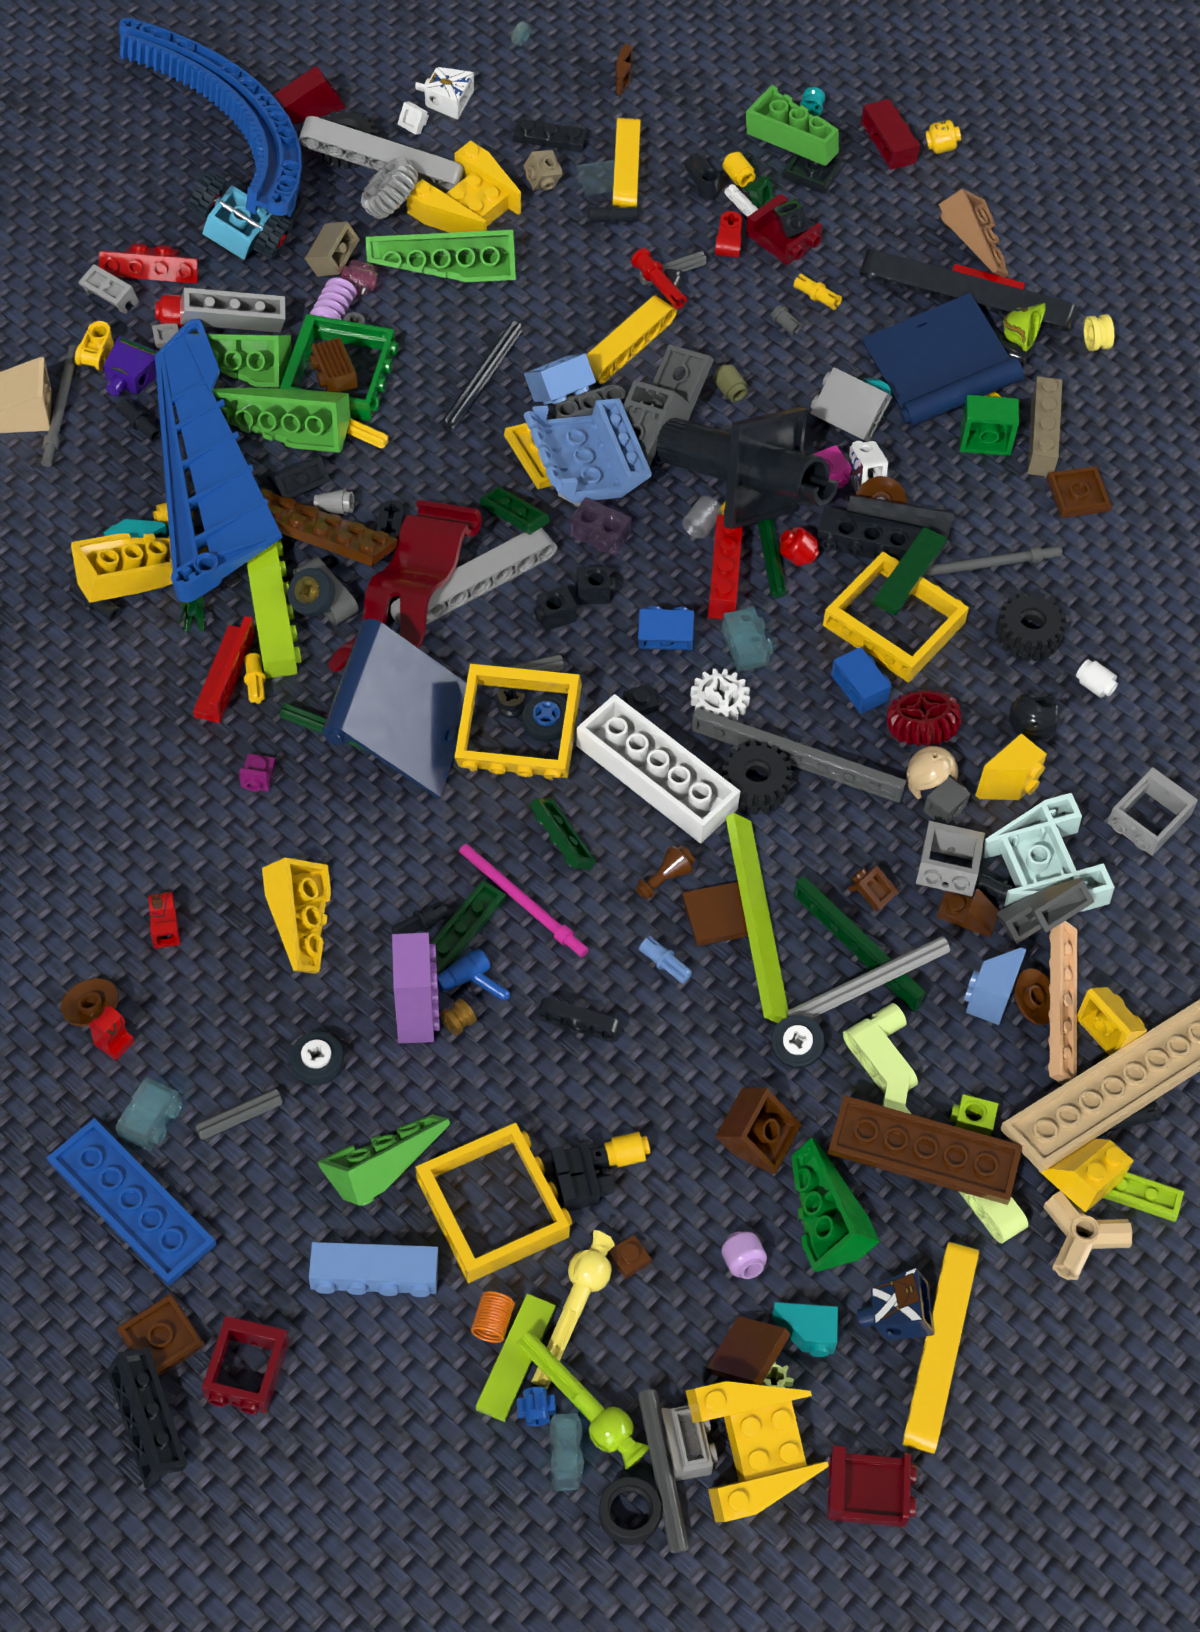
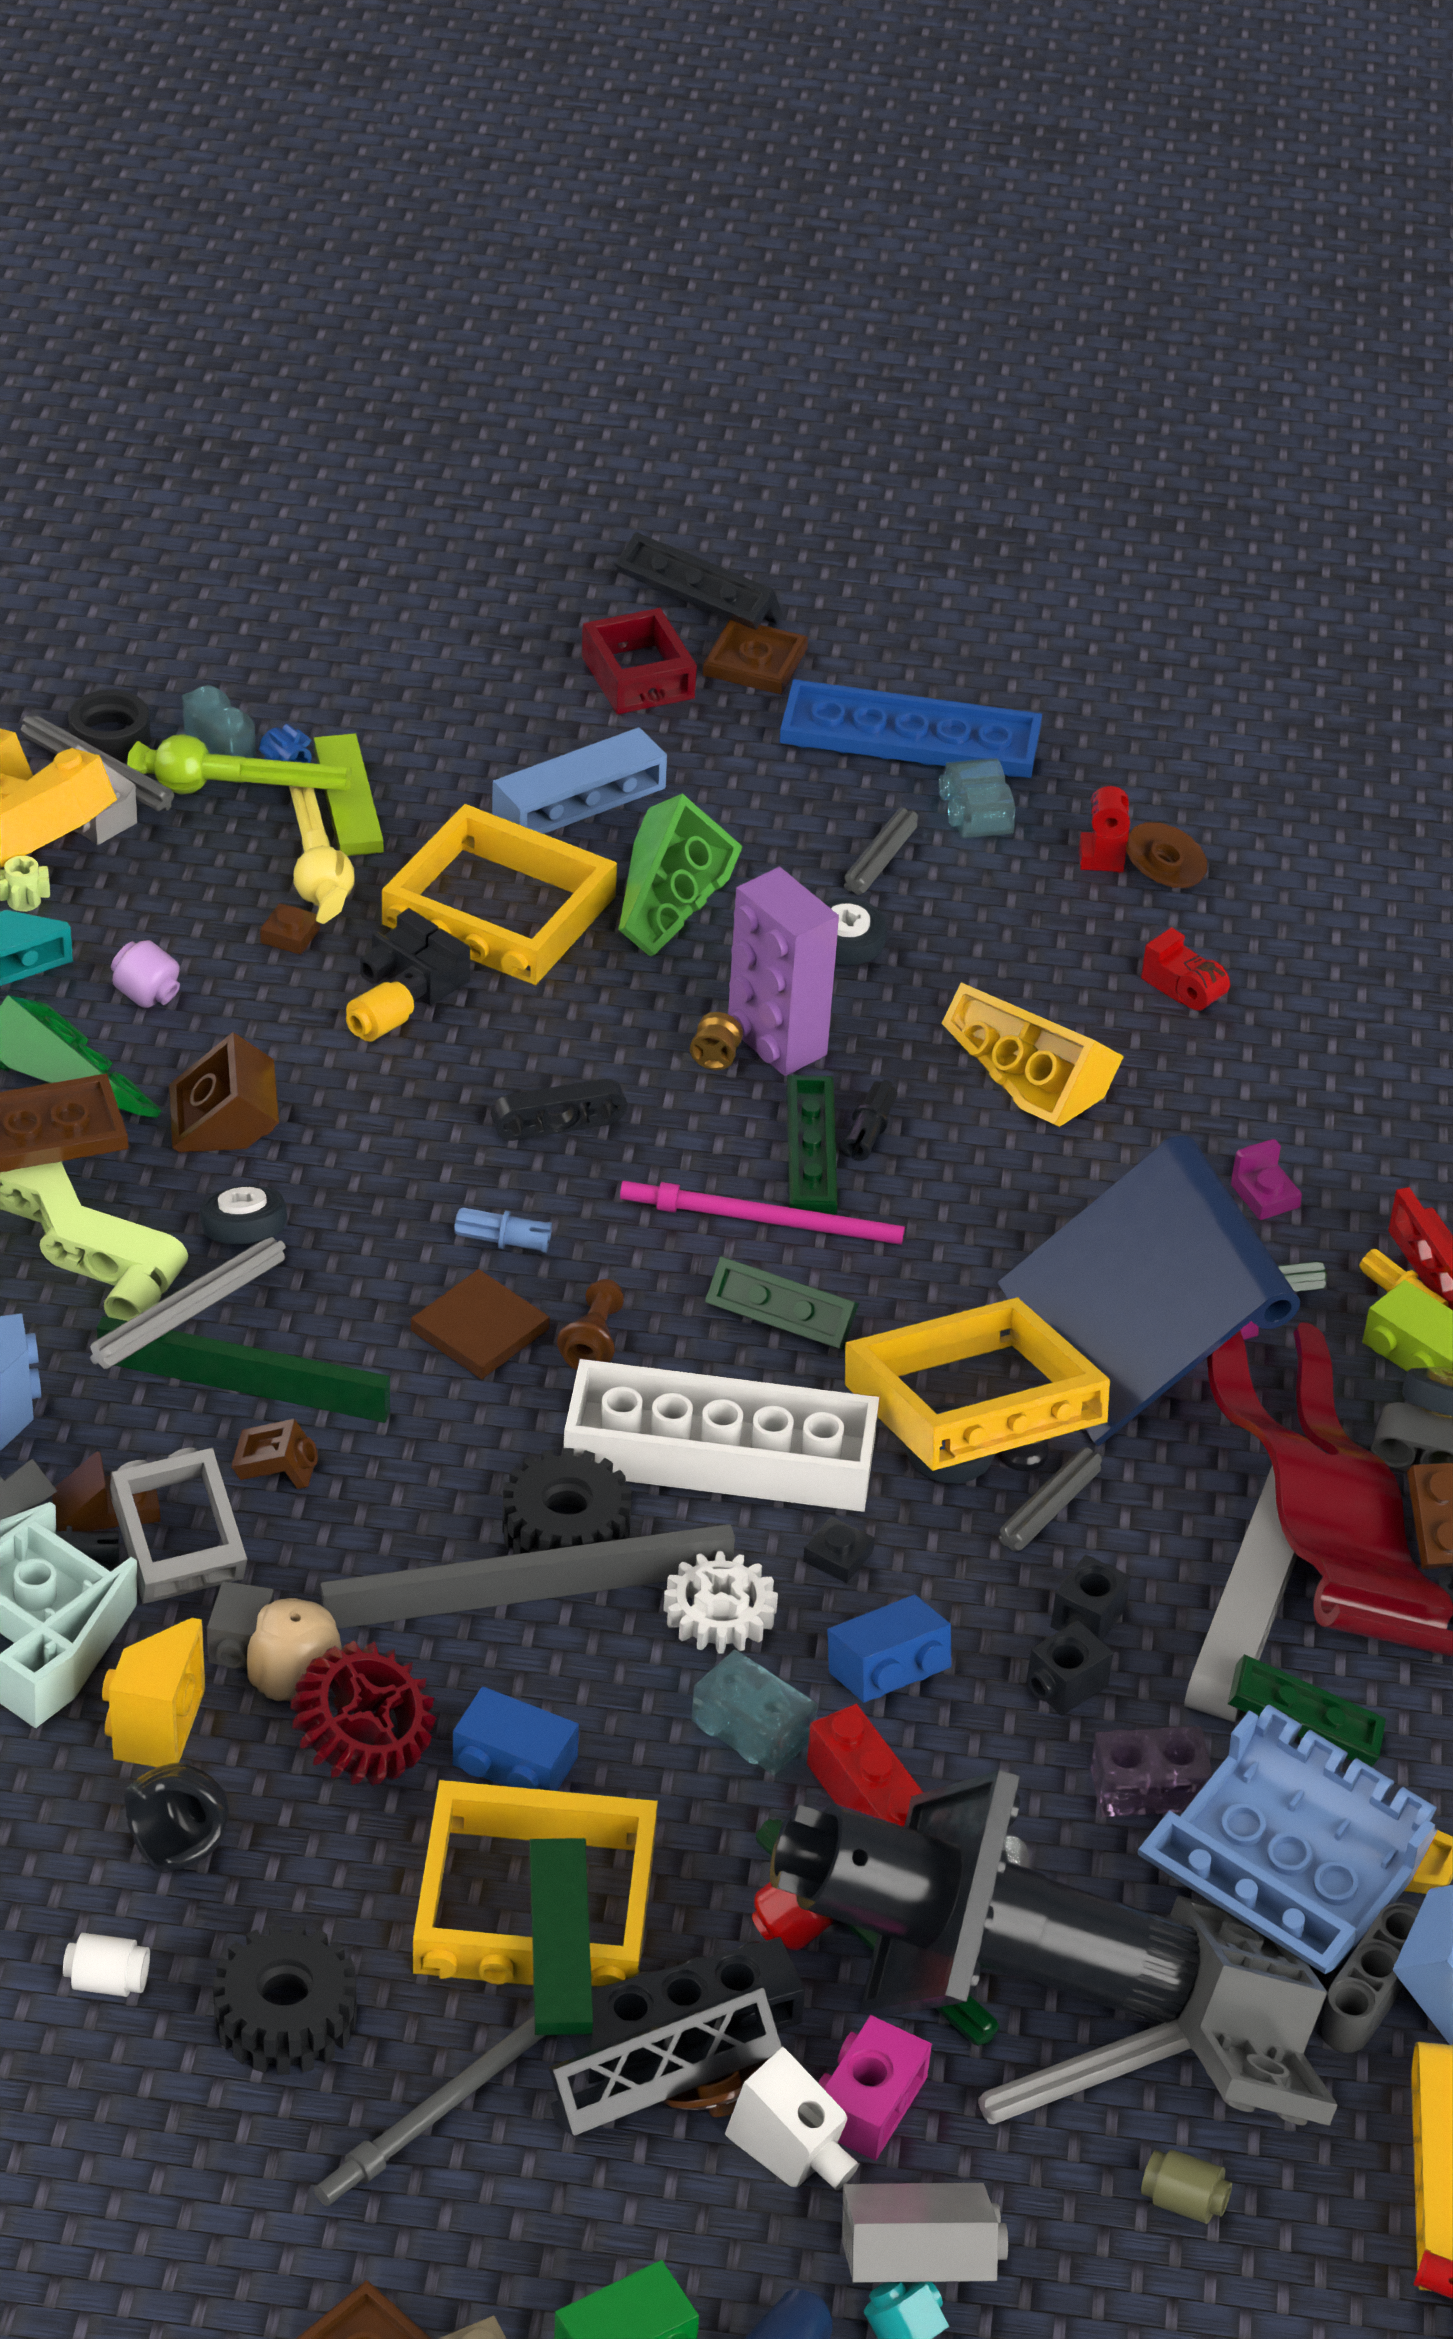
camera: 145 degrees right, 15 degrees down
(471, 968) = (749, 1103): blue piece -> none
(492, 1316) = (403, 800): orange piece -> none
(748, 1351) = (70, 885): reddish brown tile -> none
(757, 918) = (420, 1336): lime tile -> none

